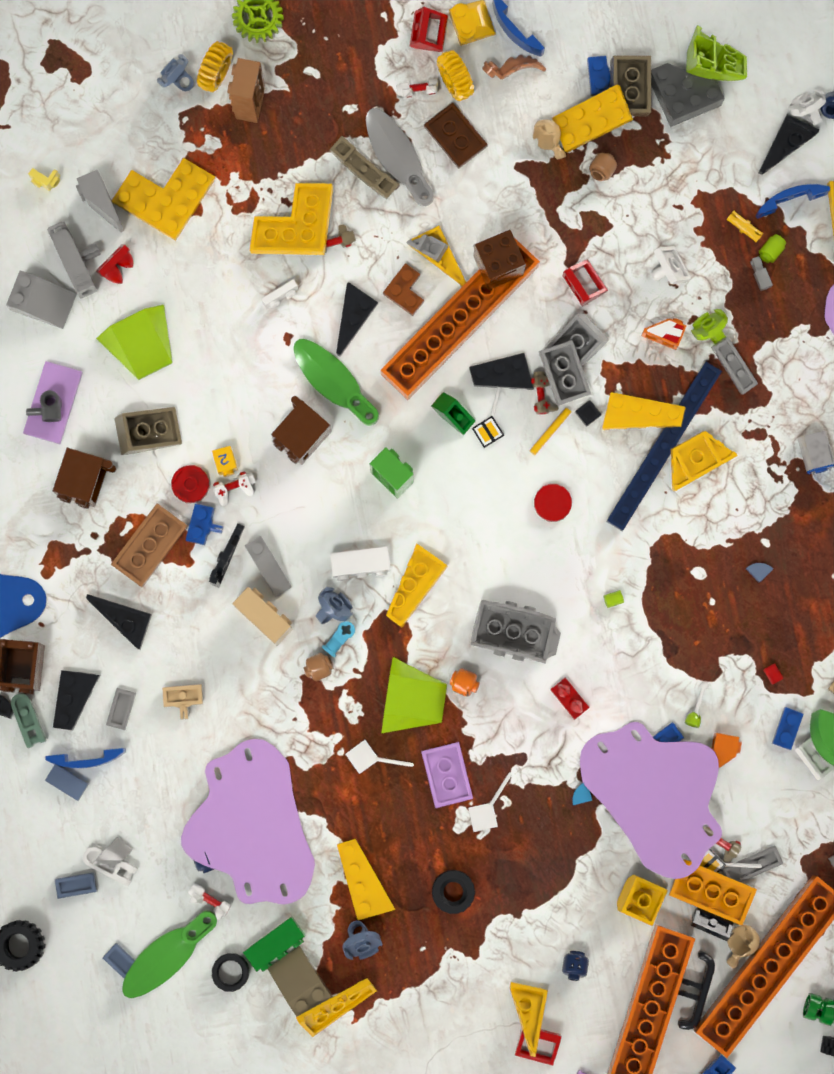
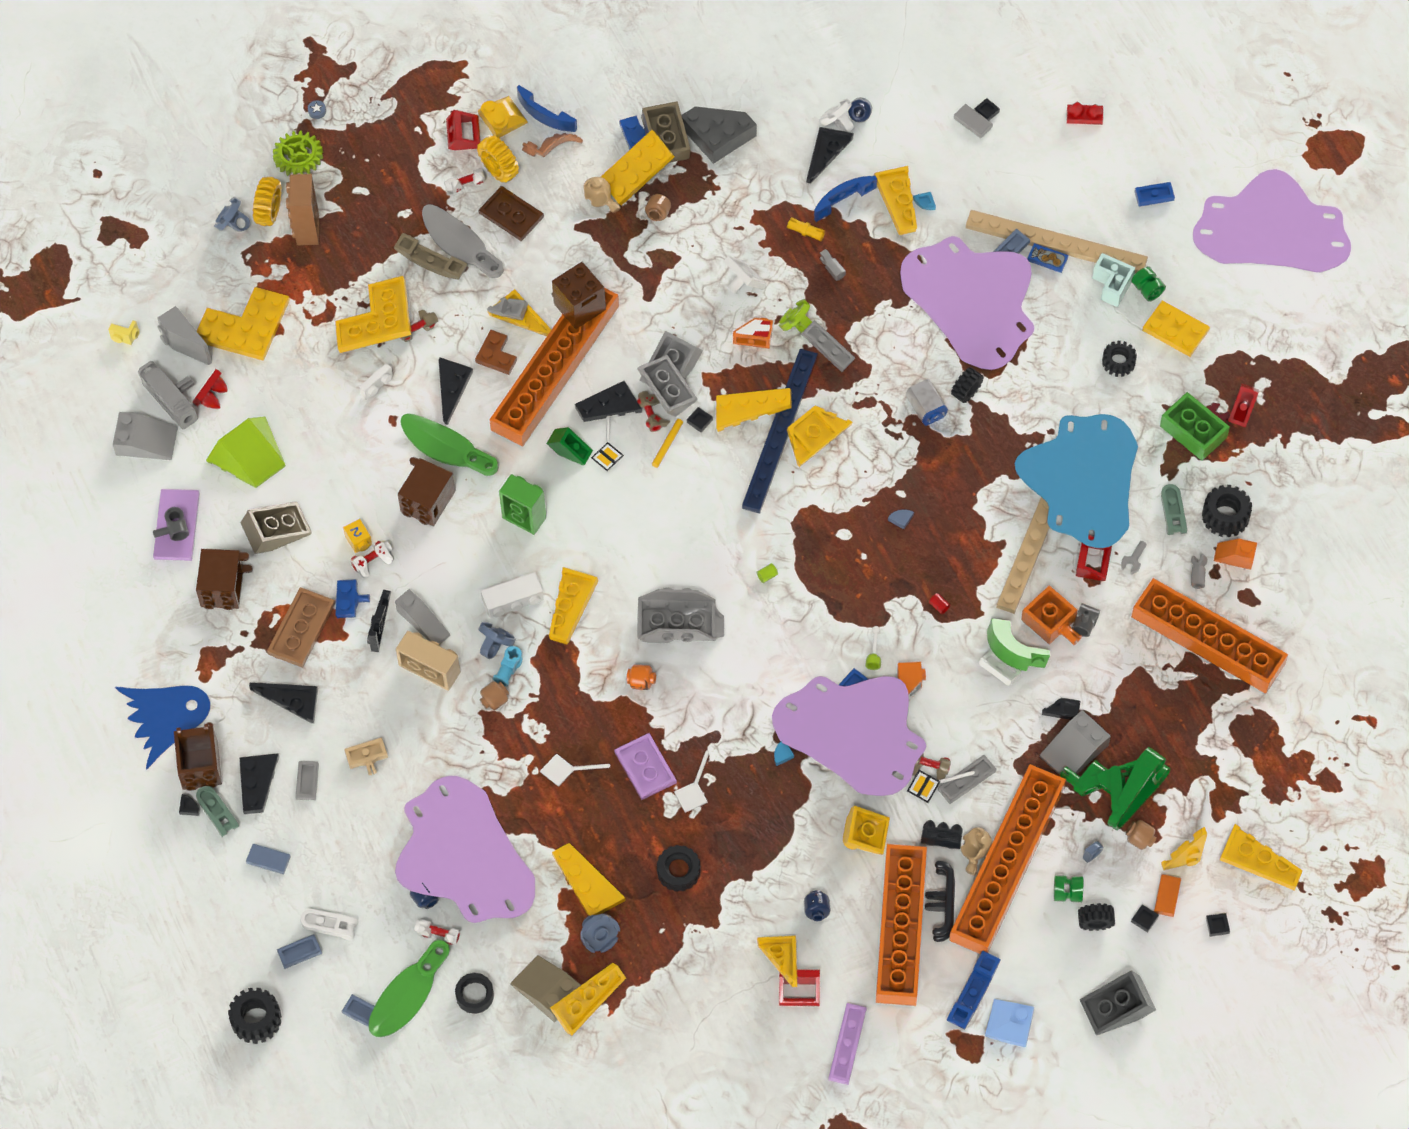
camera: 10 degrees left, 20 degrees down
(109, 755) = (283, 835): blue slope -> none
(114, 853) = (330, 909): light grey slope -> none
(190, 484) = (328, 566): red tile -> none
(274, 944) = (512, 956): green brick -> none
(412, 698) = (594, 706): lime wedge -> none
(552, 502) = (686, 503): red tile -> none
(569, 698) = (748, 671): red tile -> none
(576, 286) = (660, 314): red tile -> none
(713, 60) = (732, 96): lime wedge -> none
(714, 893) = (934, 808): light orange slope -> none
(772, 248) = (837, 241): lime brick -> none
(787, 728) = (967, 649): blue plate -> none

